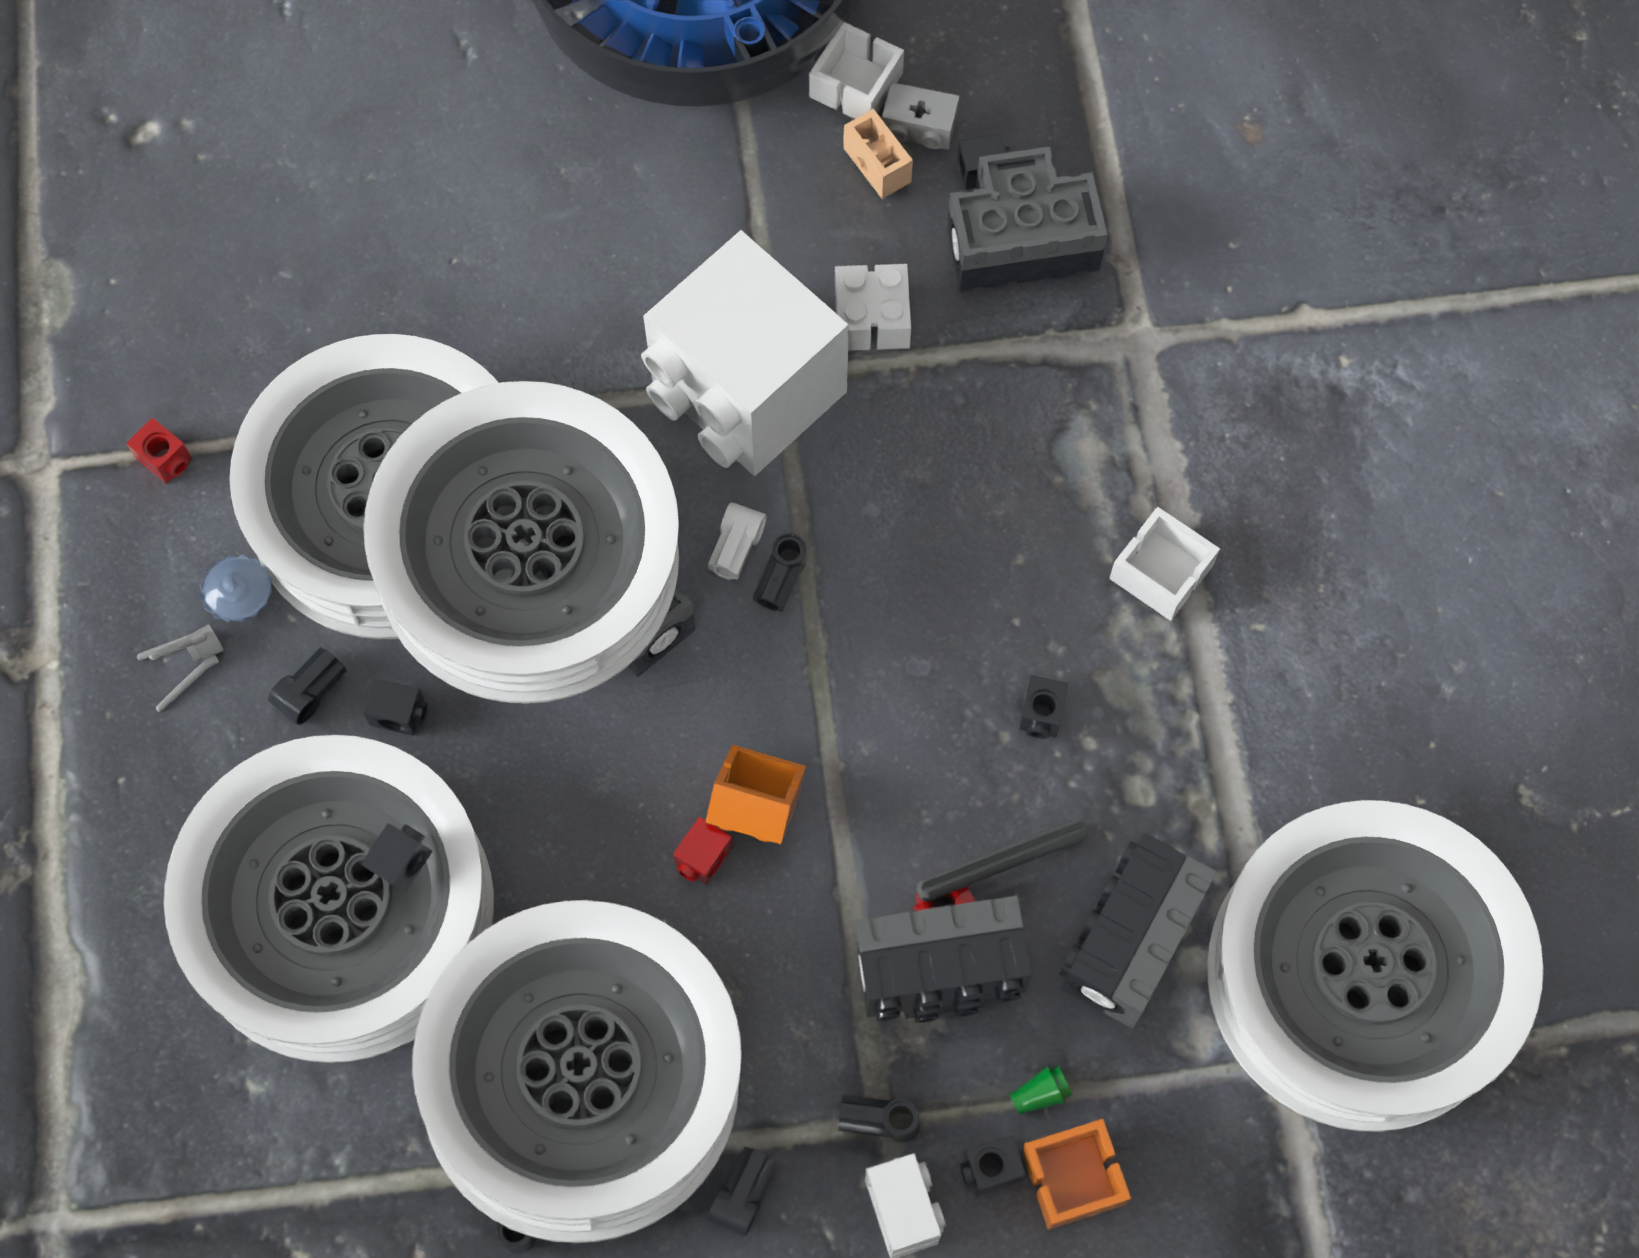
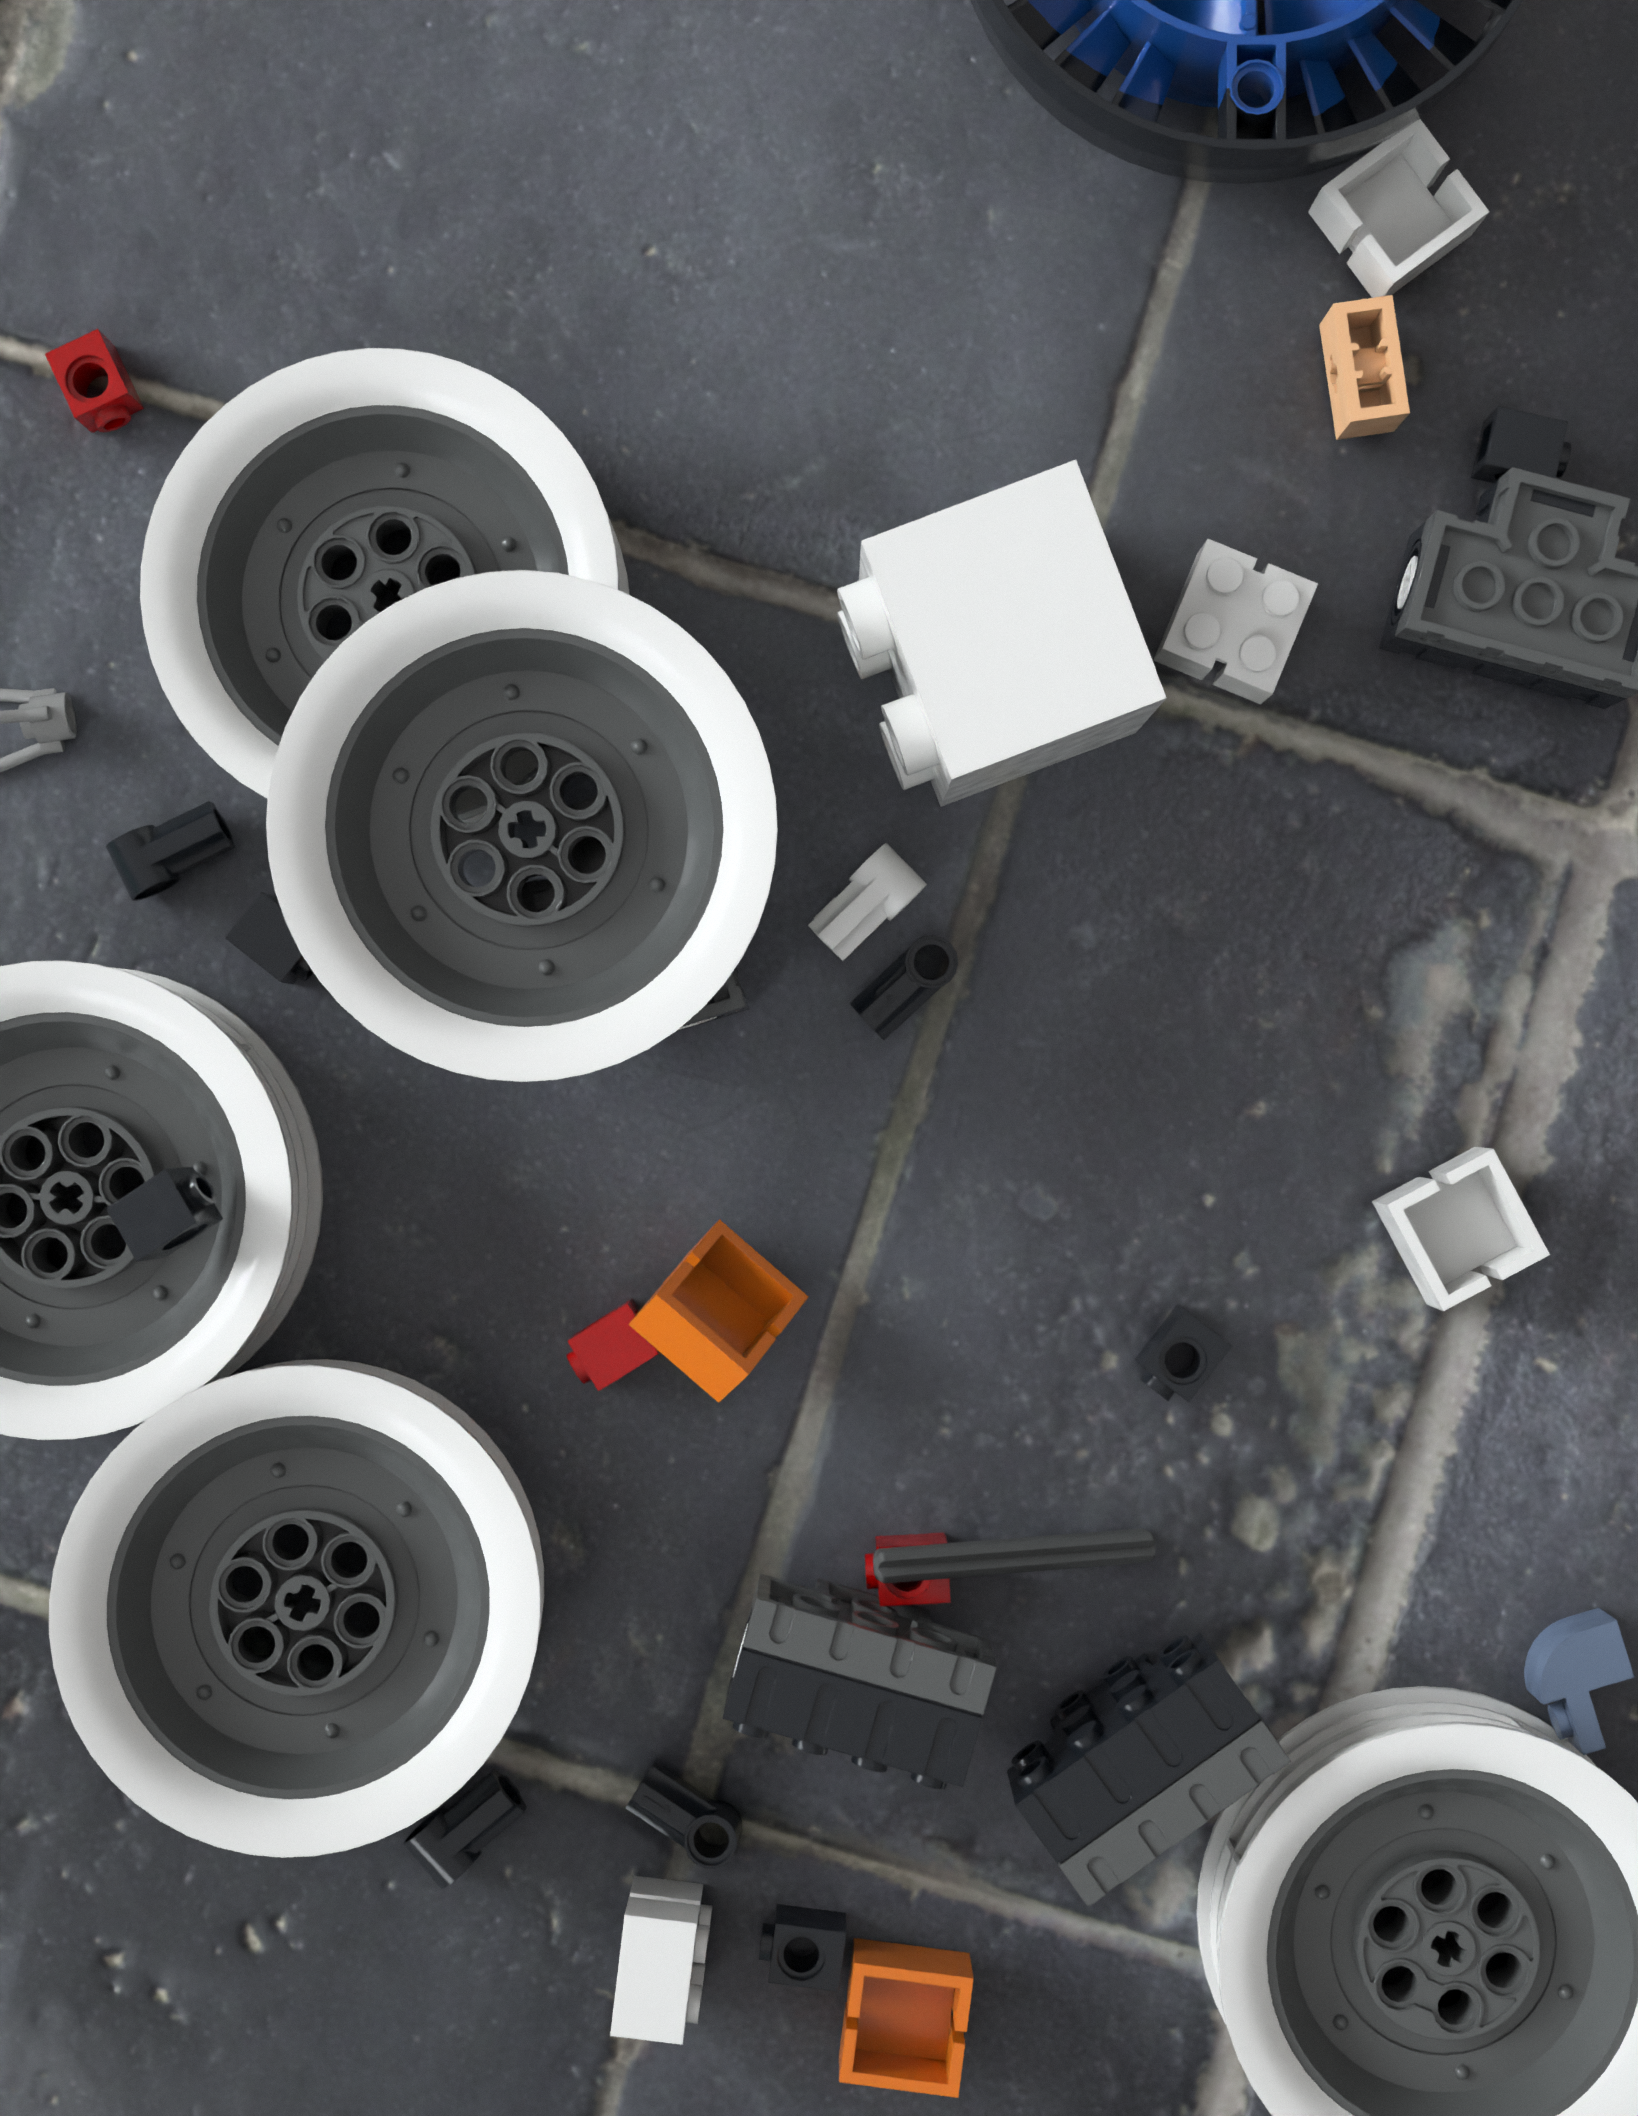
camera: 20 degrees right, 20 degrees up
(235, 588) = (113, 659): sand blue piece -> none
(921, 115) = (1490, 324): light grey brick -> none
(1041, 1091) = (918, 1878): green cone -> none
(1366, 774) = (1568, 1663): none -> sand blue brick

